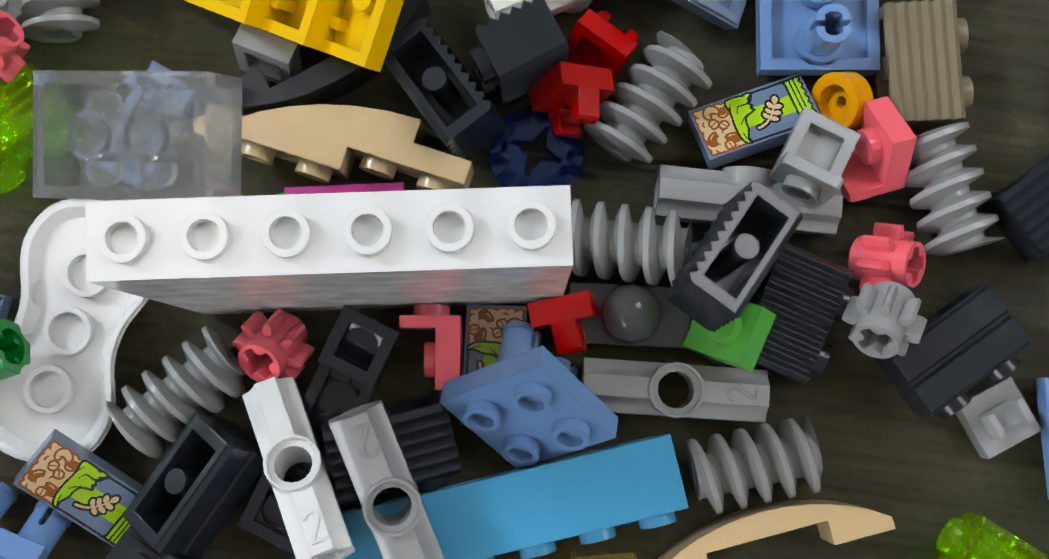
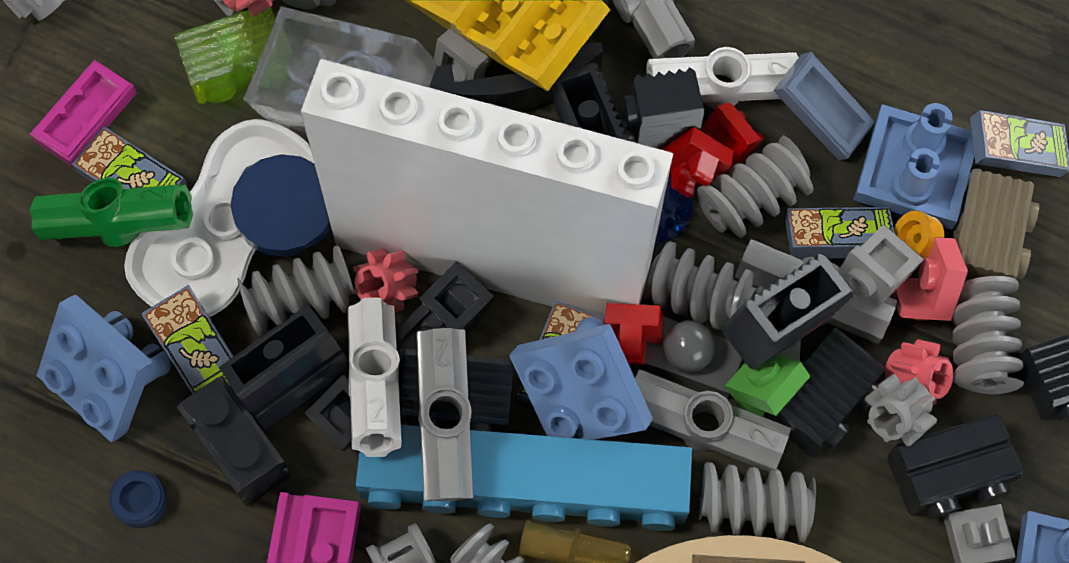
camera: 15 degrees right, 15 degrees down
(116, 321) = (280, 206): none -> dark blue tile
(445, 355) = (526, 305): coral bracket -> none

